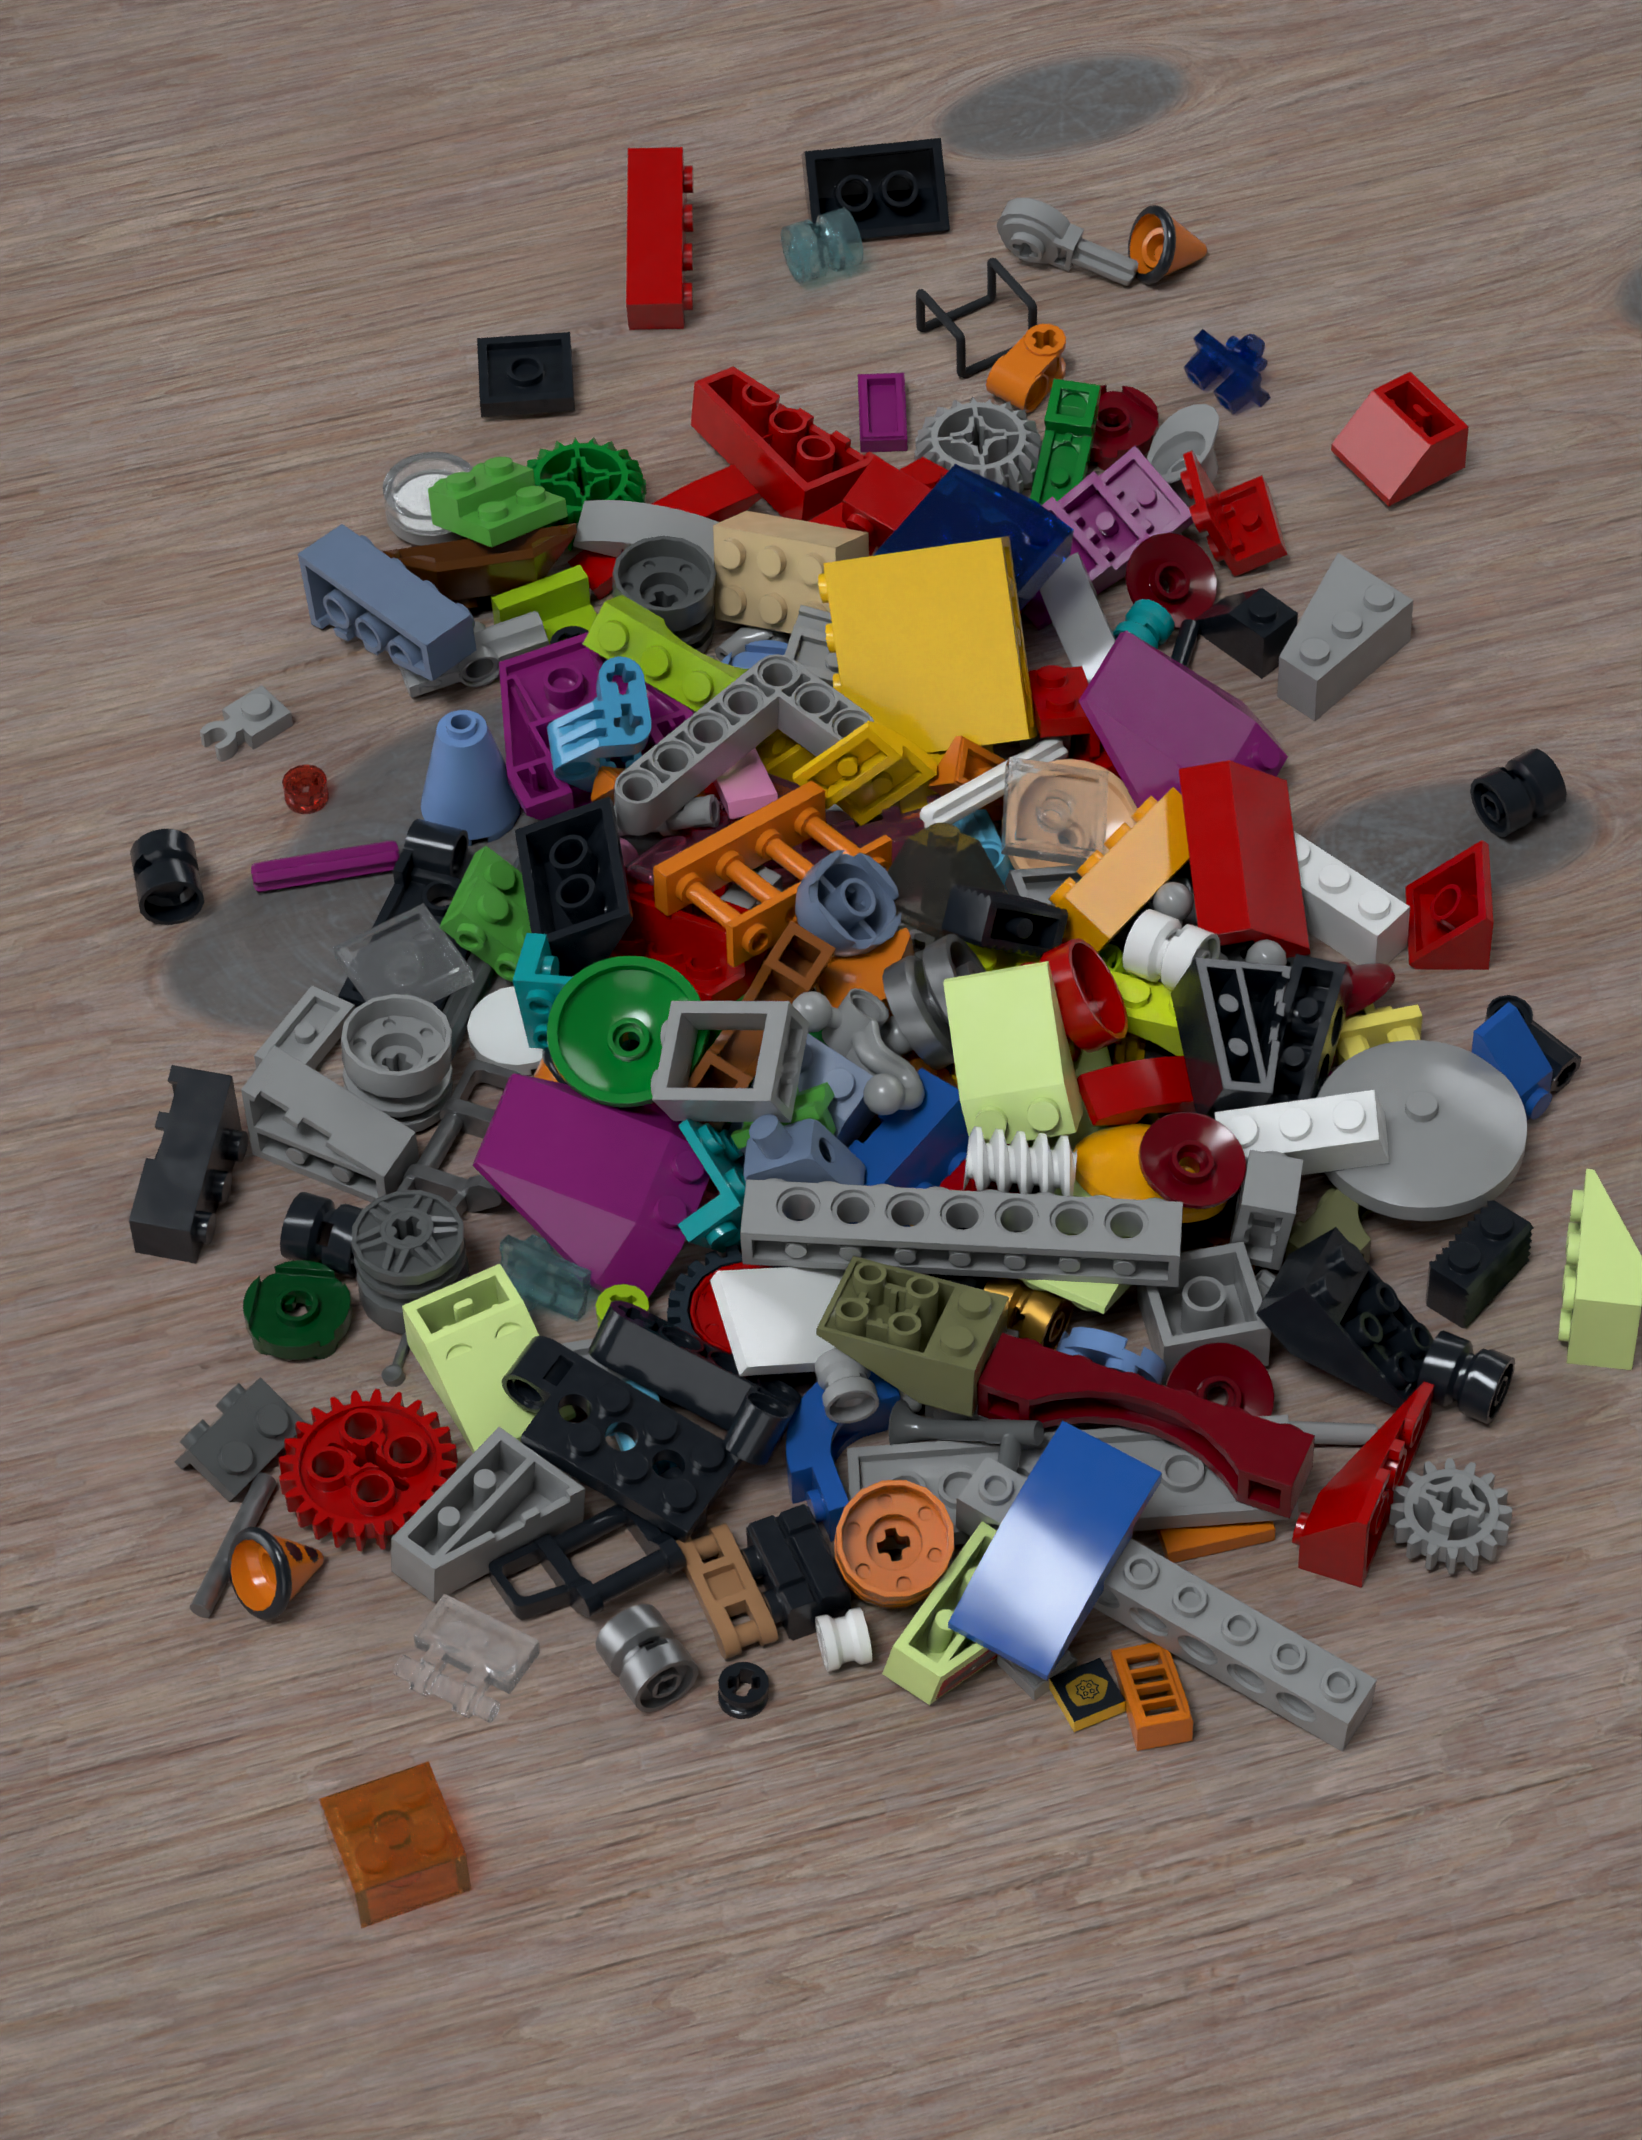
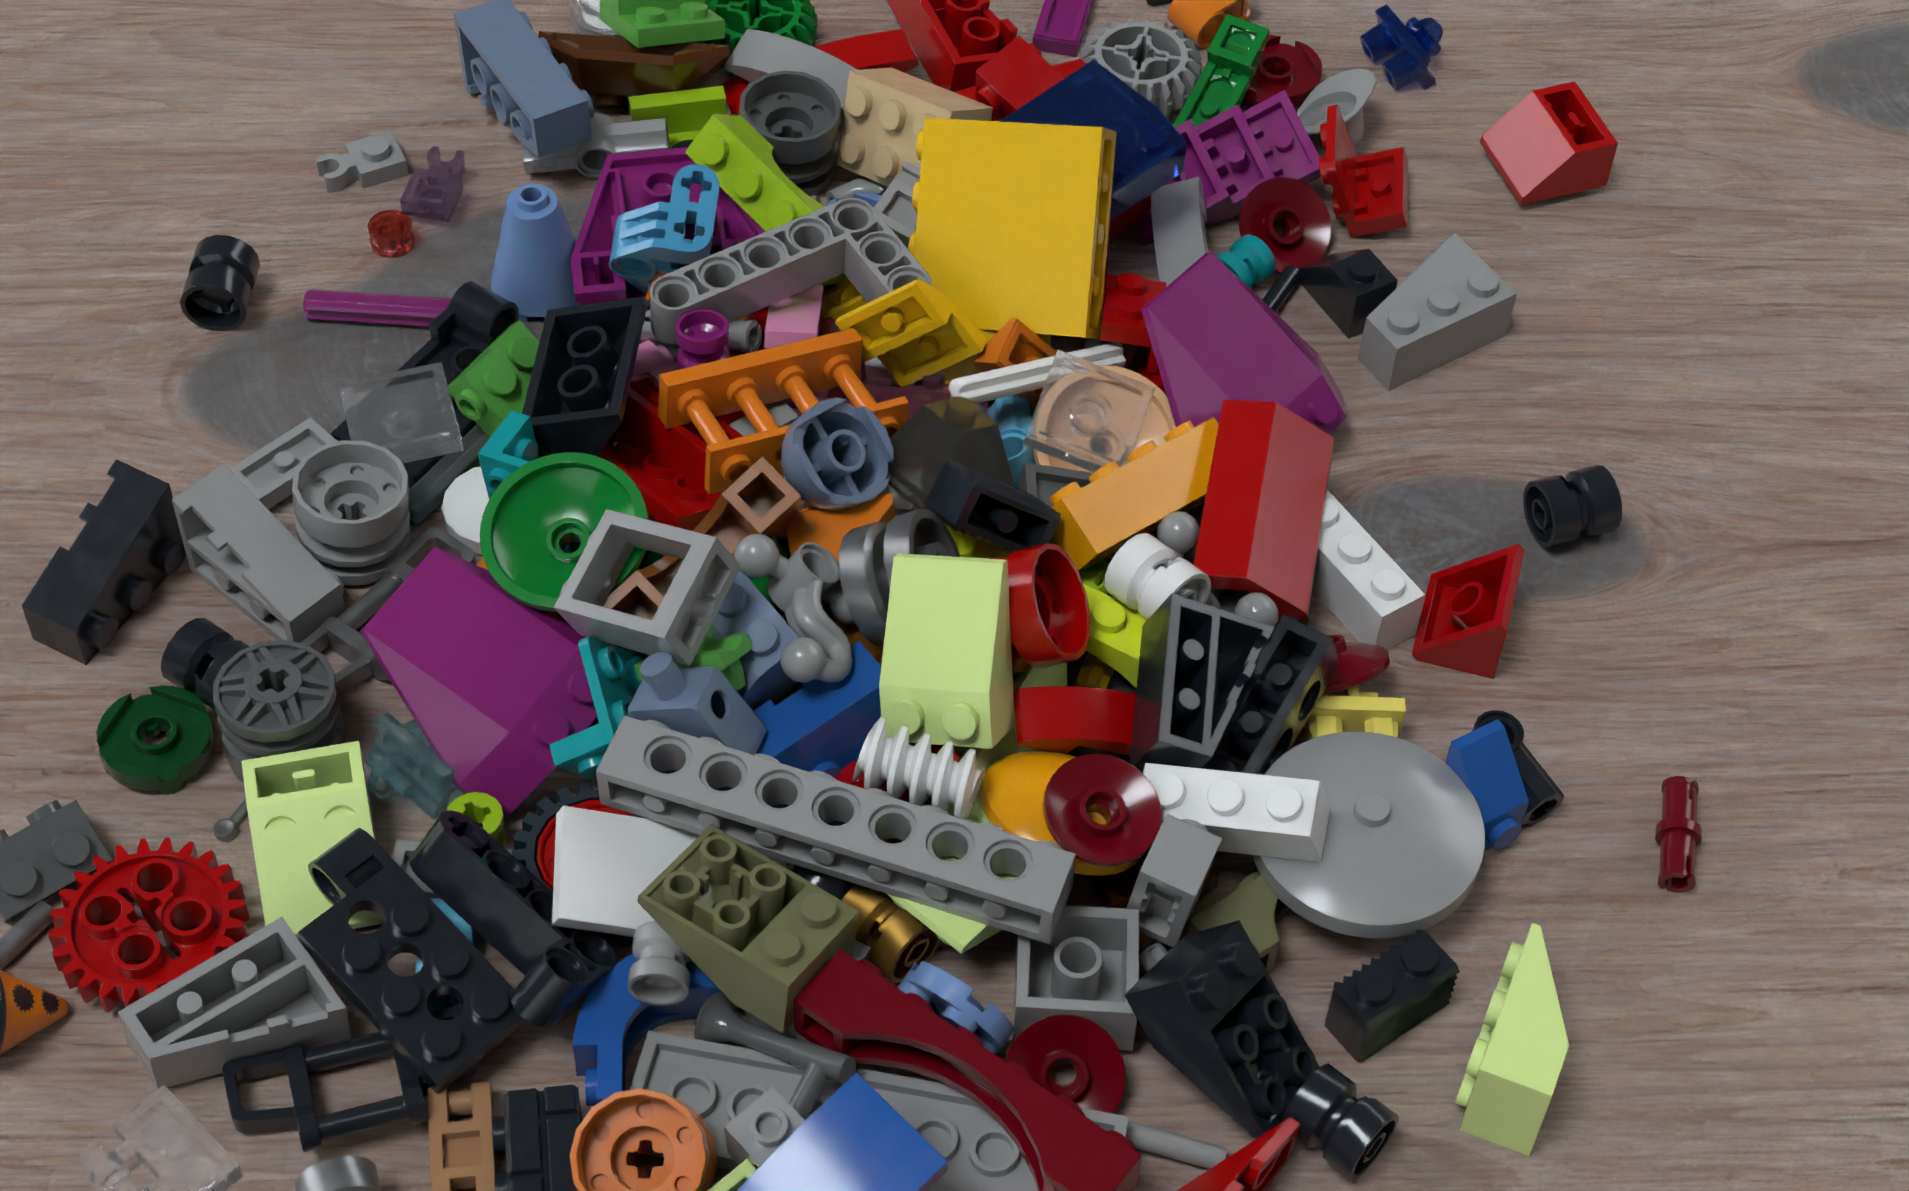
camera: 10 degrees right, 0 degrees up
(331, 733) = (435, 191): none -> clear purple plate
(676, 825) = (701, 338): none -> magenta wheel

